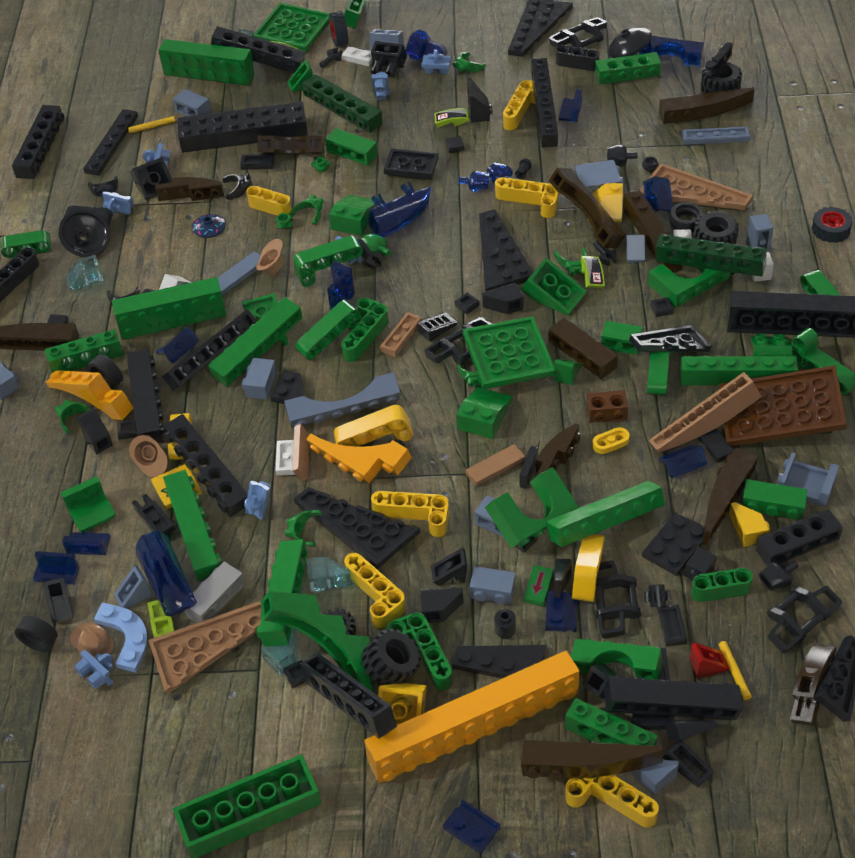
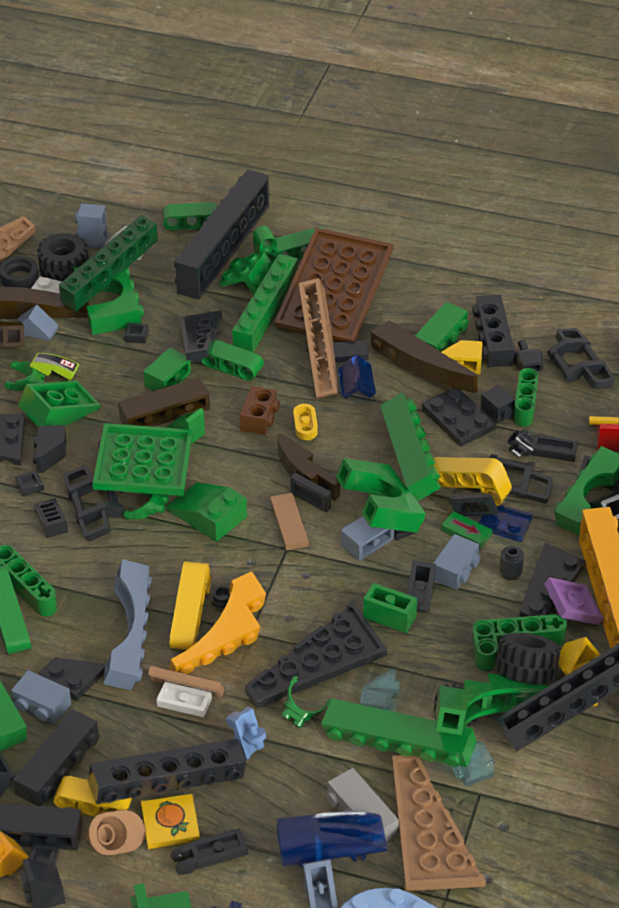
camera: 75 degrees left, 5 degrees down
(159, 622) = (376, 873): lime slope -> none
(191, 524) = (242, 807): green brick -> none
(209, 404) = (56, 758): none -> black brick
(294, 674) = (502, 756): black tile -> none
(384, 600) = (420, 655): yellow beam -> none
(400, 334) = (43, 552): medium nougat tile -> none
(414, 506) = (330, 582): yellow beam -> none
(417, 552) = (390, 607): none -> green brick
(440, 603) = (461, 611): black slope -> none
(474, 673) = (573, 601): none -> medium lavender plate
(605, 254) = (31, 351): black bar -> none
(816, 480) = (426, 300): sand blue panel -> none
(832, 224) = (102, 179): black wheel -> none

